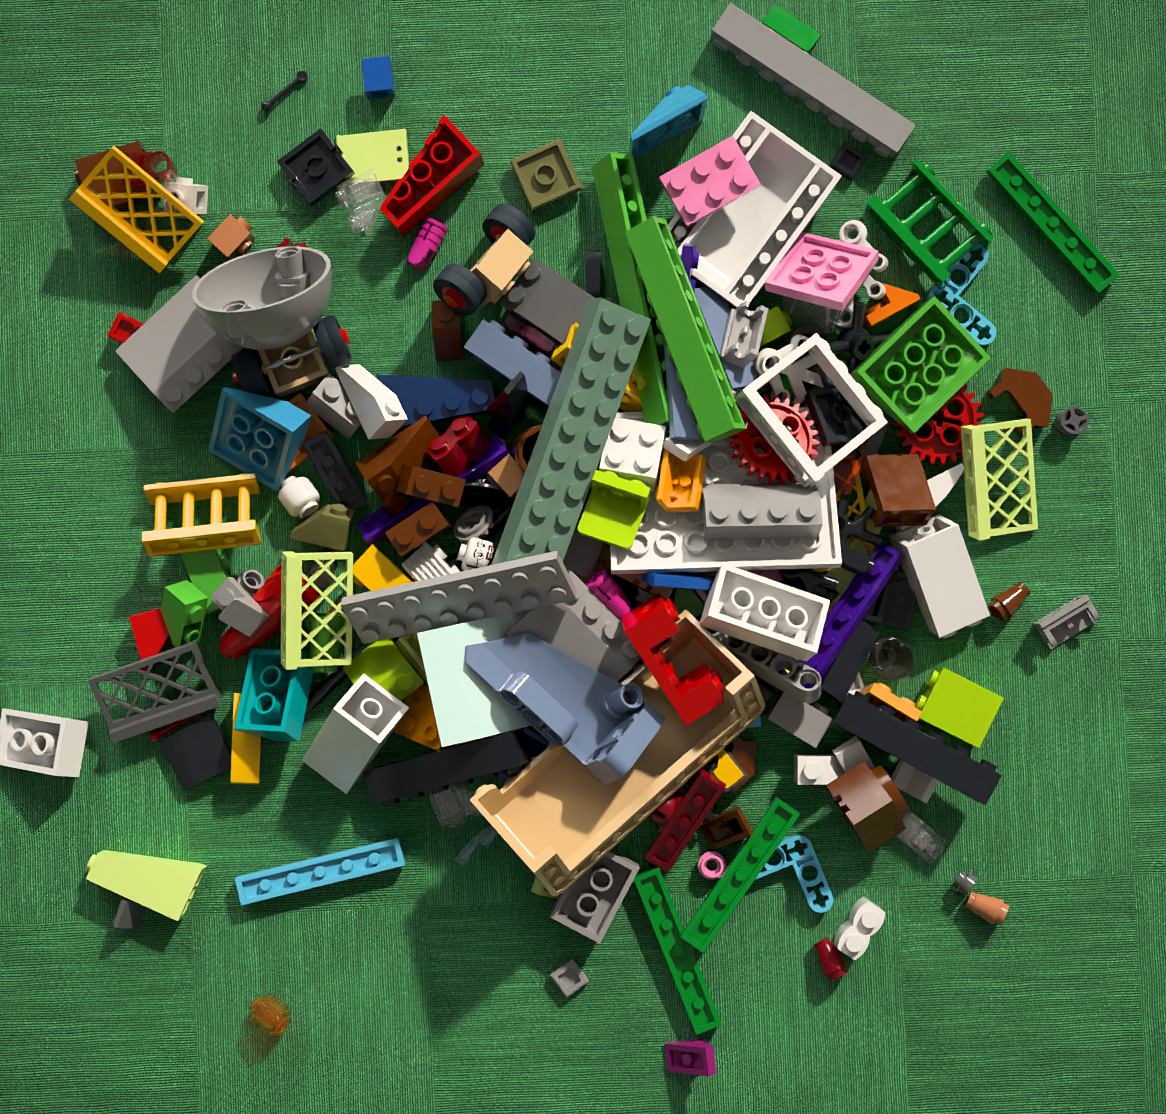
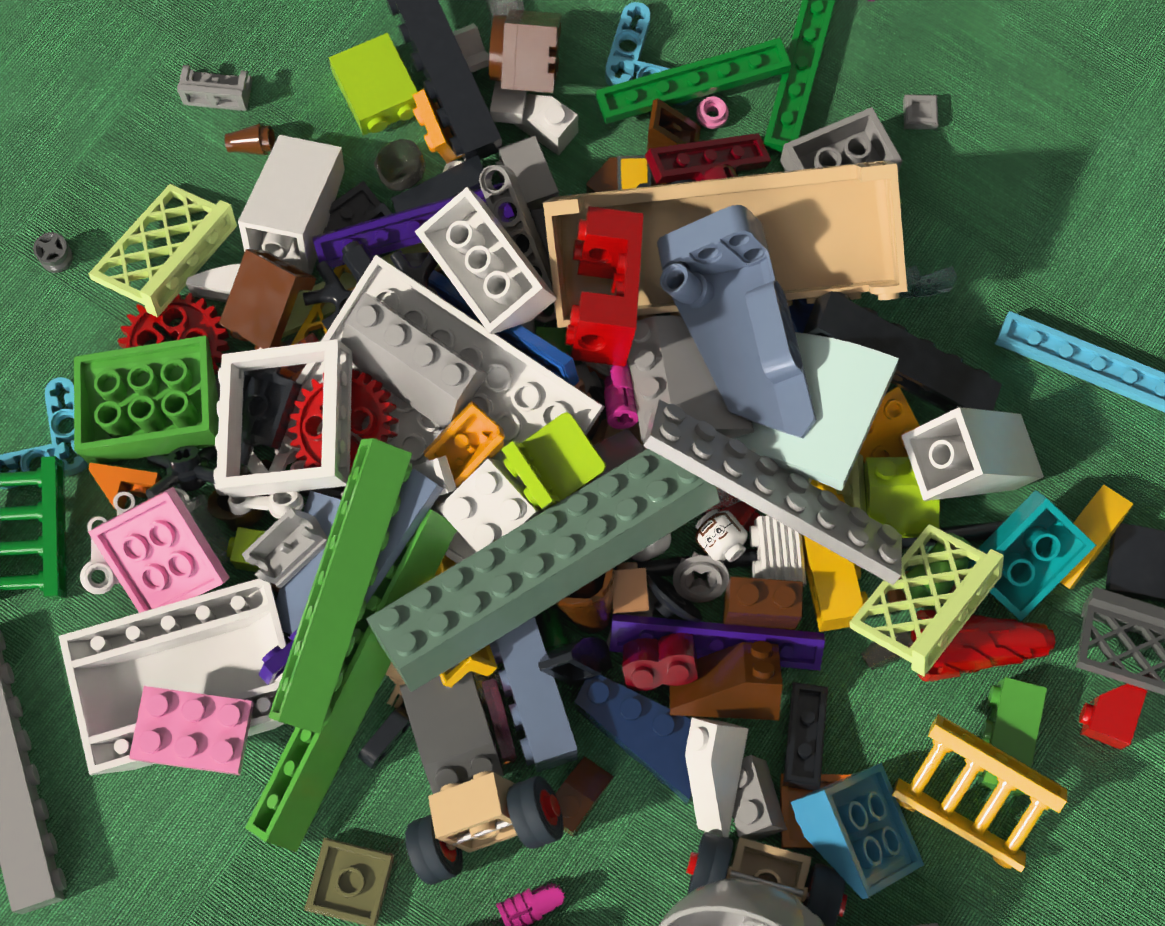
camera: 145 degrees left, 15 degrees down
(183, 612) = (1068, 705): bright green slope -> none
(238, 607) = (1006, 660): light grey slope -> none
(252, 577) = (966, 690): light grey plate -> none
(299, 496) = (861, 740): white head -> none
(326, 527) = (856, 687): olive slope -> none
(430, 485) = (718, 633): reddish brown brick -> none
(453, 805) = (921, 322): clear slope -> none
(673, 115) = (173, 837): dark azure slope -> none
(848, 161) = (40, 658): black tile -> none
(1027, 394) = (71, 305): reddish brown piece -> none

